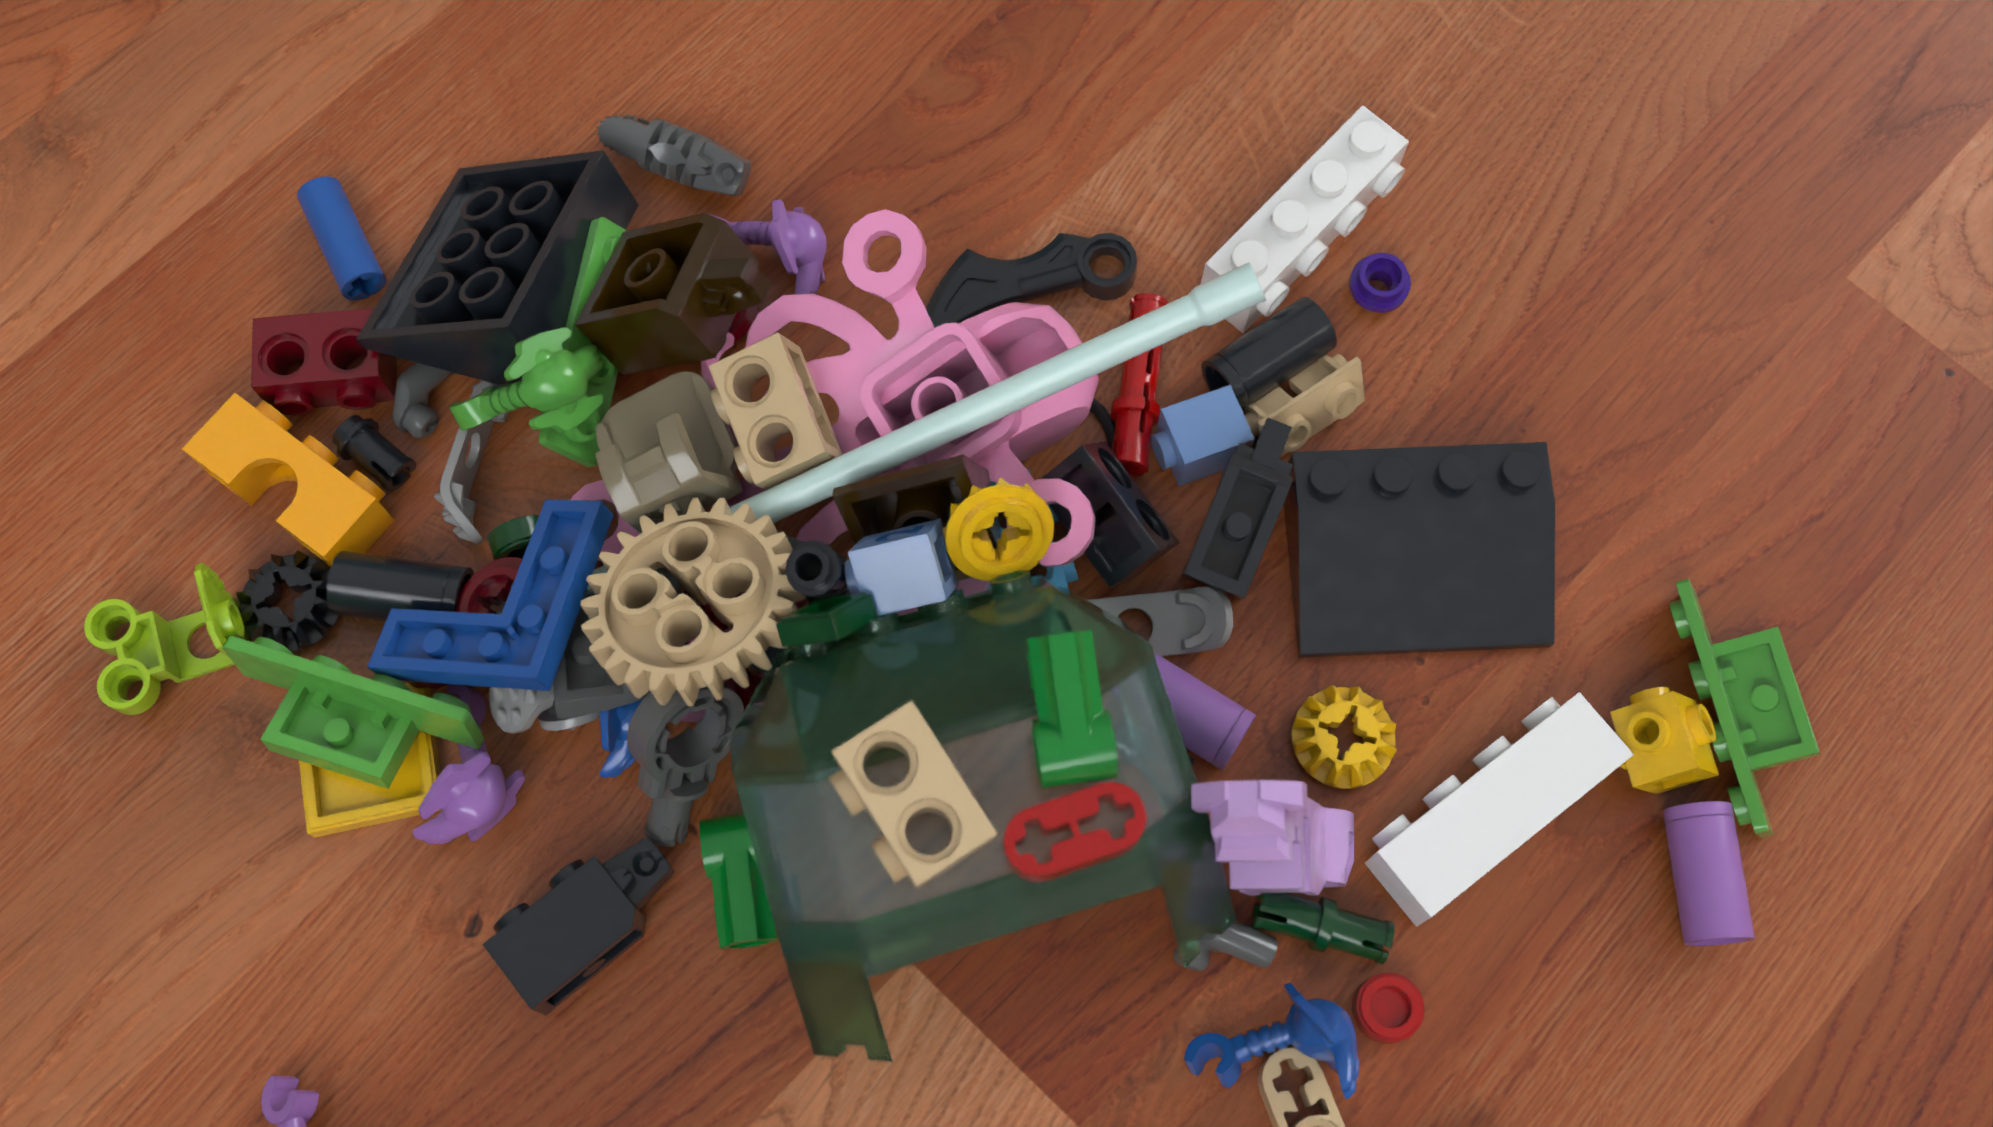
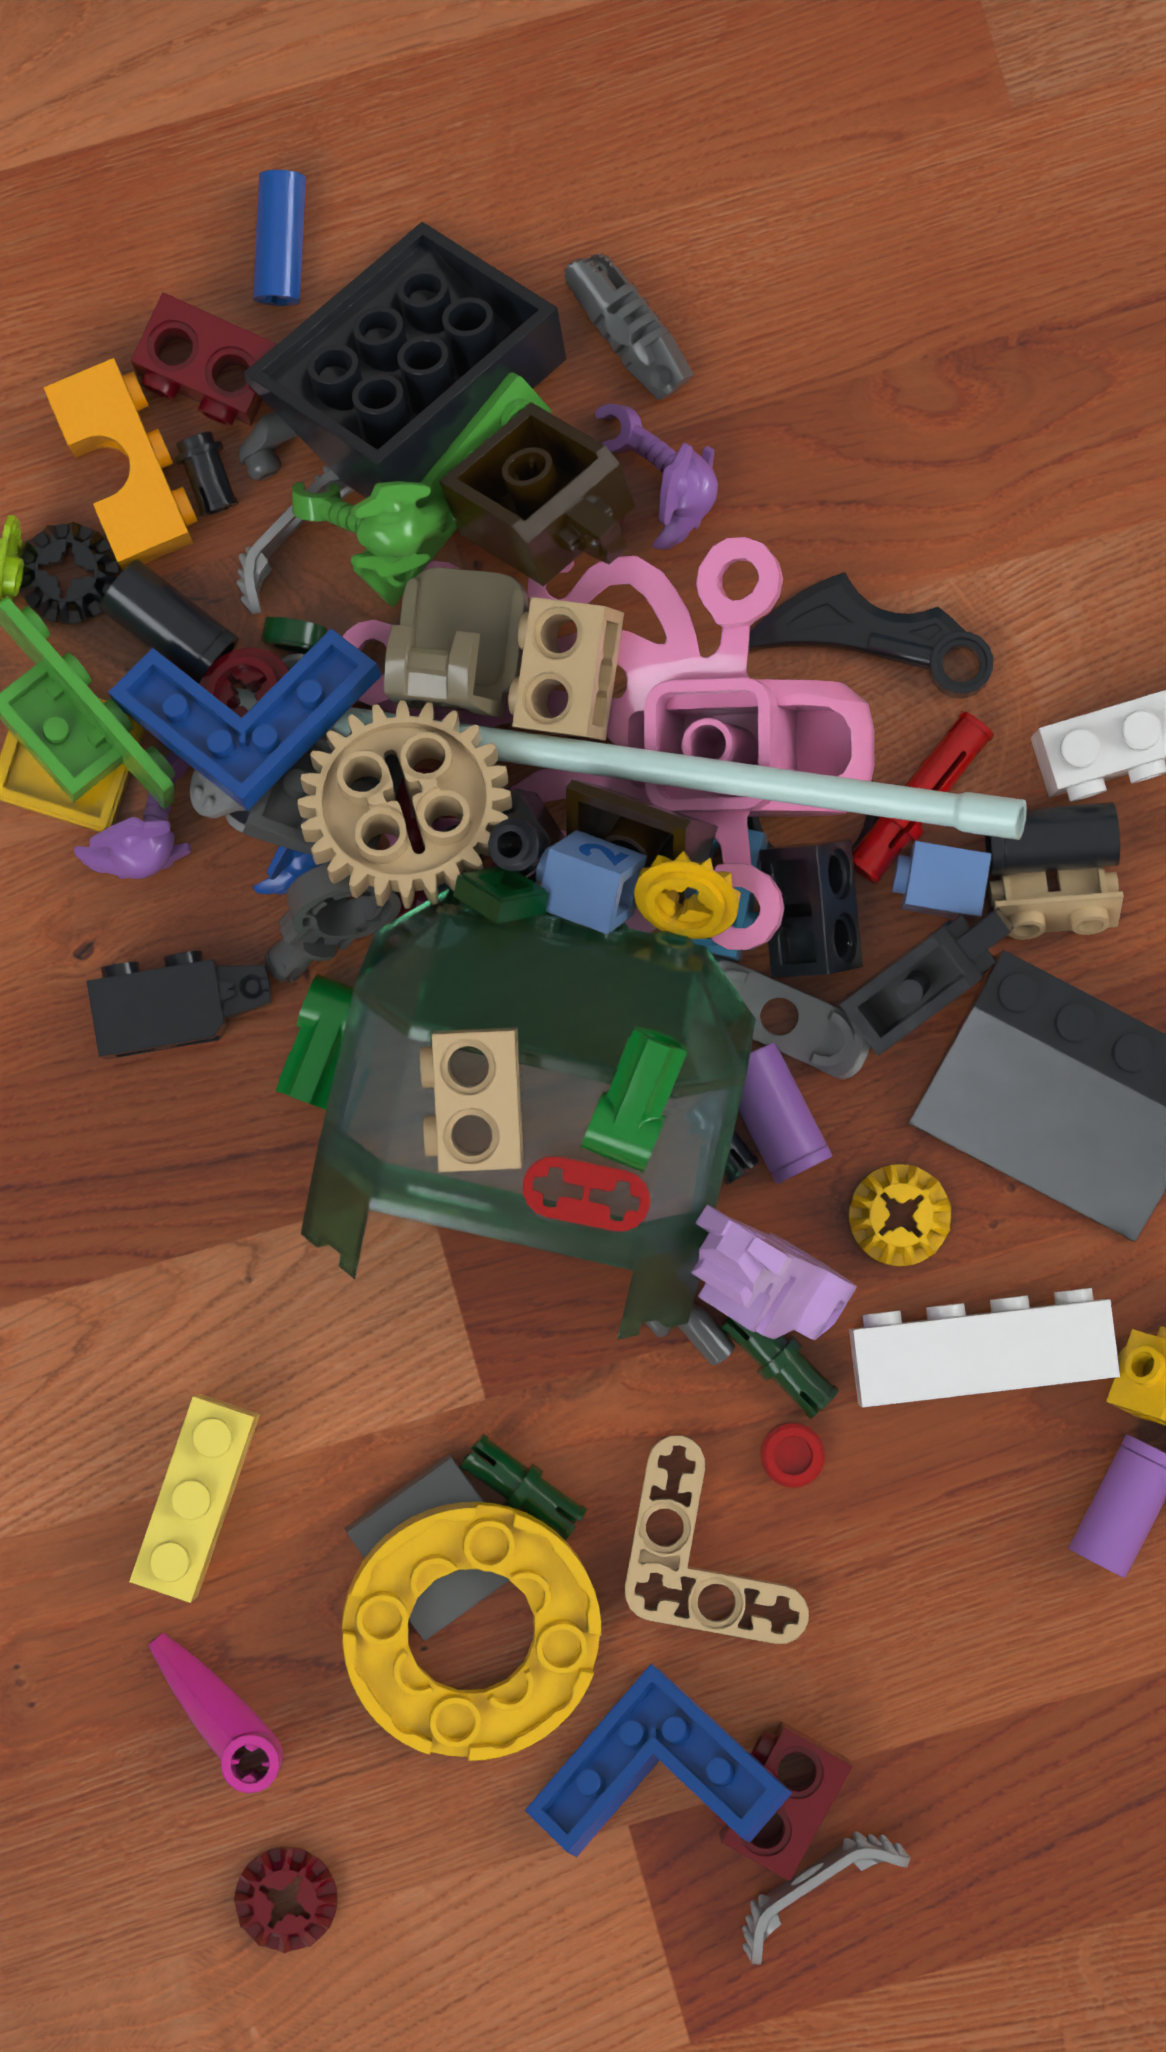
camera: 30 degrees right, 15 degrees up
(1312, 1026) = (716, 1434): blue piece -> none

